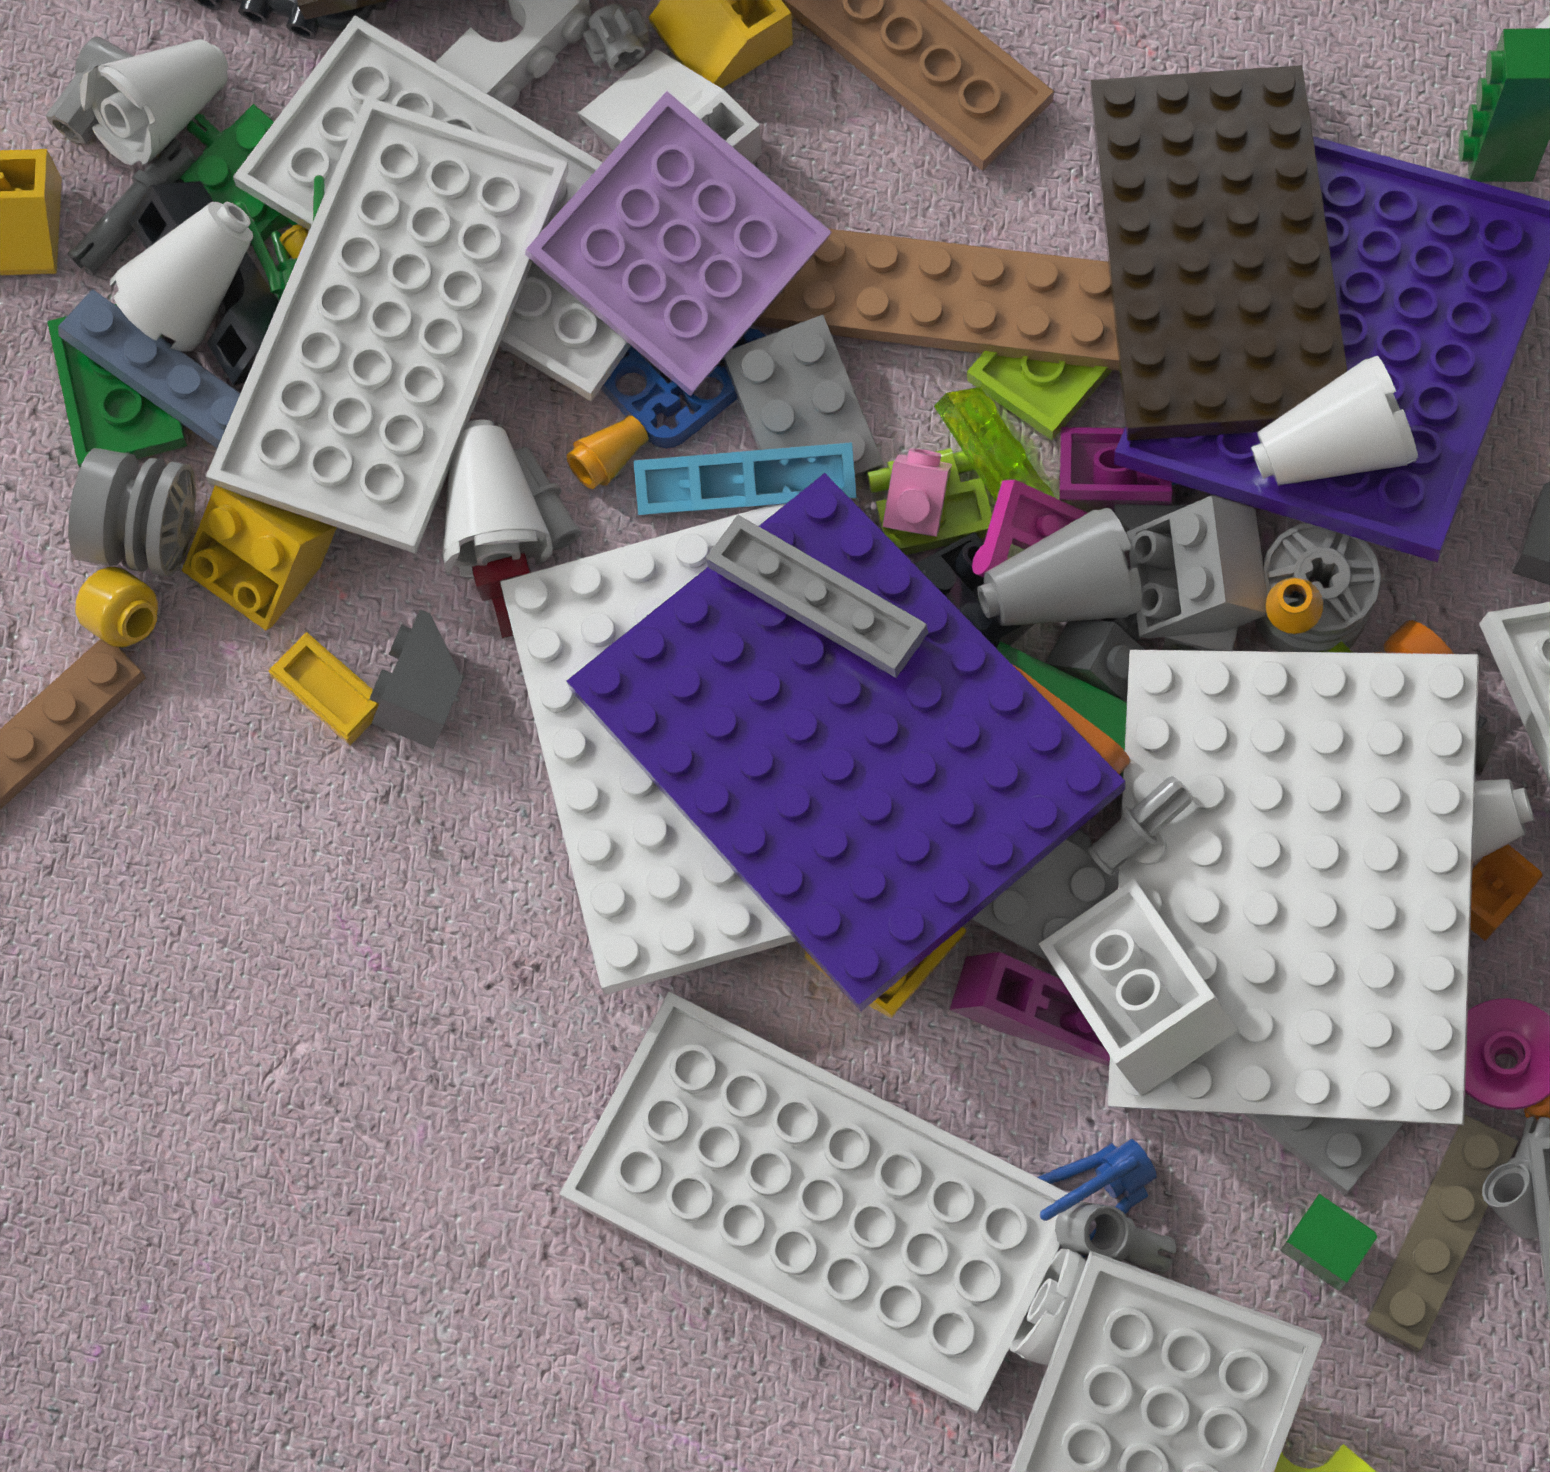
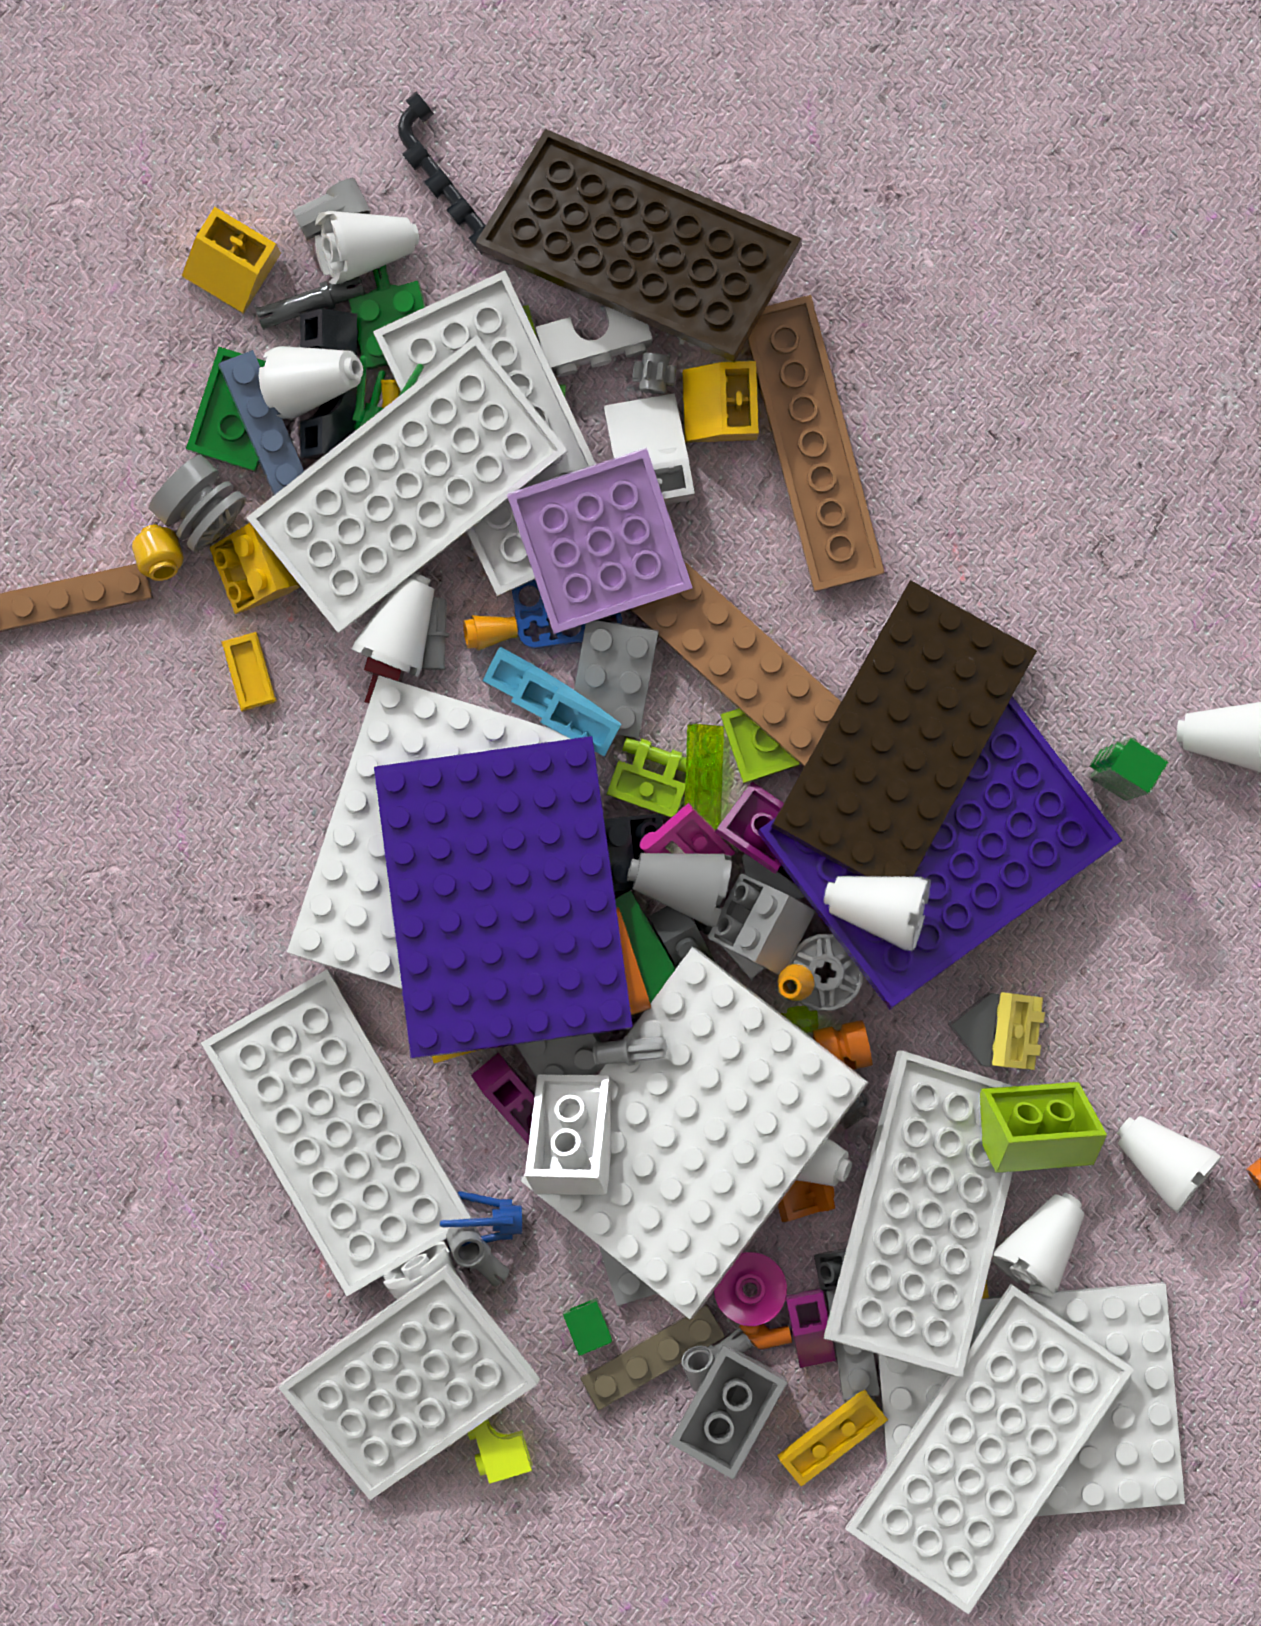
camera: 25 degrees right, 15 degrees up
(422, 685) = (299, 707): dark grey slope -> none
(817, 595) = (535, 813): light grey plate -> none
(917, 492) = (642, 773): bright pink bracket -> none

